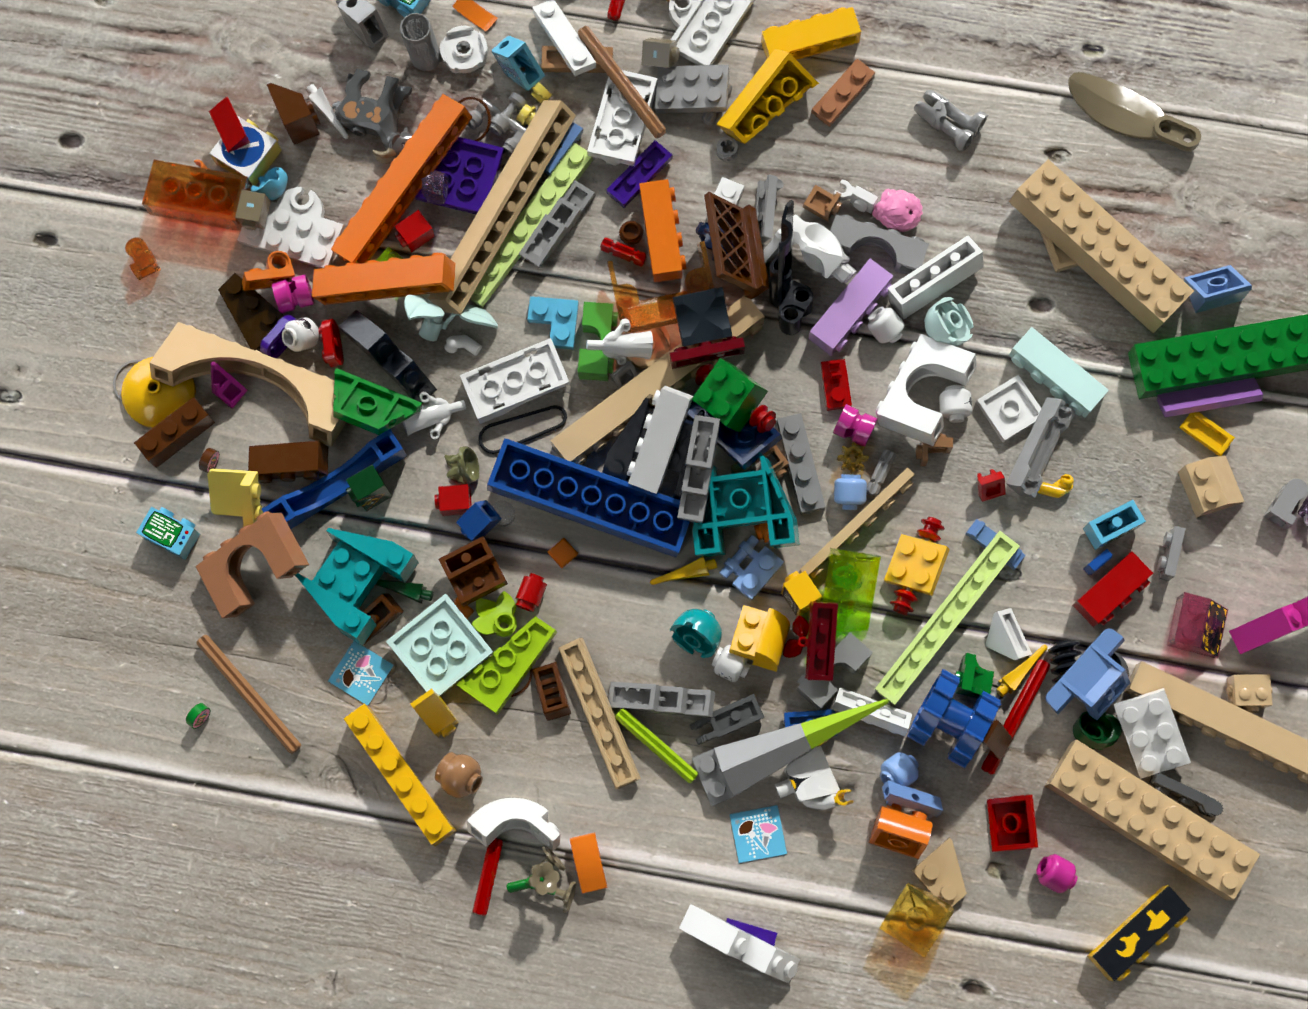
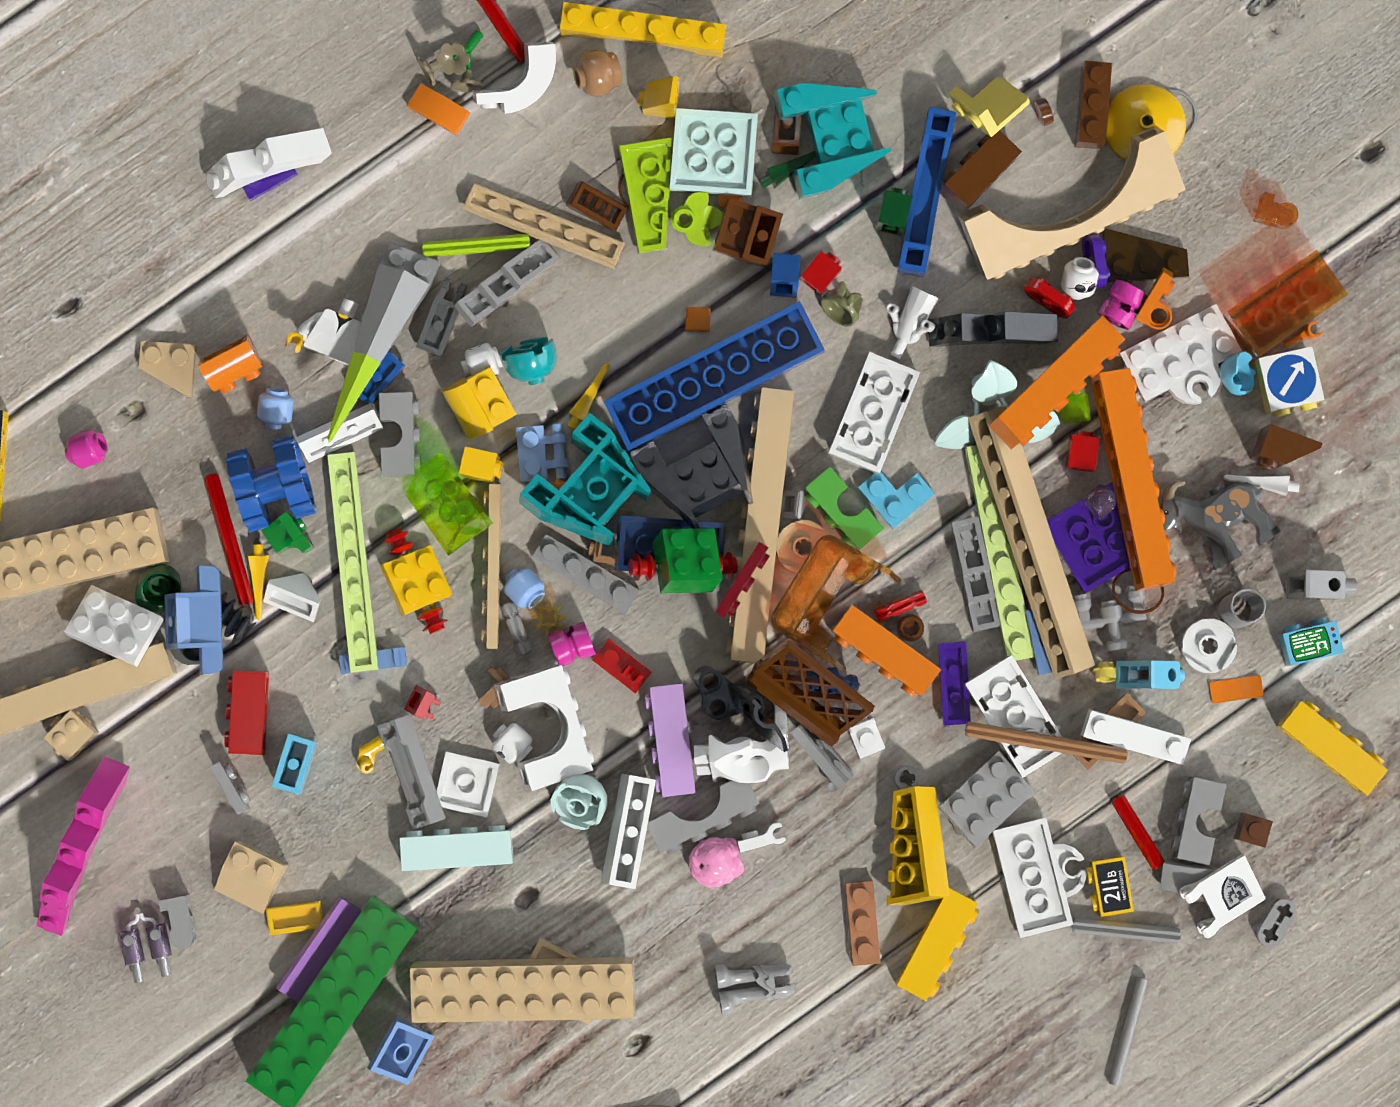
camera: 125 degrees right, 10 degrees up
(168, 532) = (1013, 27): brick -> none
(222, 567) = (921, 96): nougat arch -> none
(225, 386) = (1093, 179): magenta tile -> none
(228, 125) = (1319, 383): red slope -> none
(253, 210) = (1224, 335): dark tan brick -> none
(360, 673) = (754, 74): medium azure sticker -> none
(370, 404) = (961, 274): green wing -> none
(462, 341) = (950, 403): white arm -> none
(519, 417) = (818, 380): black piece -> none
(526, 115) = (1096, 641): light yellow plate -> none
(530, 592) = (688, 262): red brick -> none
(621, 345) = (813, 521): white piece -> none
(659, 52) = (1043, 801): dark tan brick -> none
(660, 439) = (703, 469): white brick -> none
(698, 469) = (650, 476): light grey slope -> none
(702, 316) = (774, 603): black brick -> none
(758, 834) = (335, 258): medium azure sticker -> none
(794, 646) = (445, 427): red plant -> none
(821, 641) = (426, 440): dark red plate -> none
(823, 203) = (781, 806): medium nougat bracket -> none
(885, 325) = (629, 752): white head -> none
(912, 798) = (245, 394): medium blue piece -> none
(917, 919) = (155, 309): clear yellow slope -> none
(996, 740) = (222, 499): reddish brown slope -> none
(1012, 823) = (154, 453): red slope -> none
(1098, 562) = (280, 723): blue tile -> none
(1186, 795) = (43, 605): dark grey hinge -> none
(1197, 625) = (157, 749): clear pink slope -> none

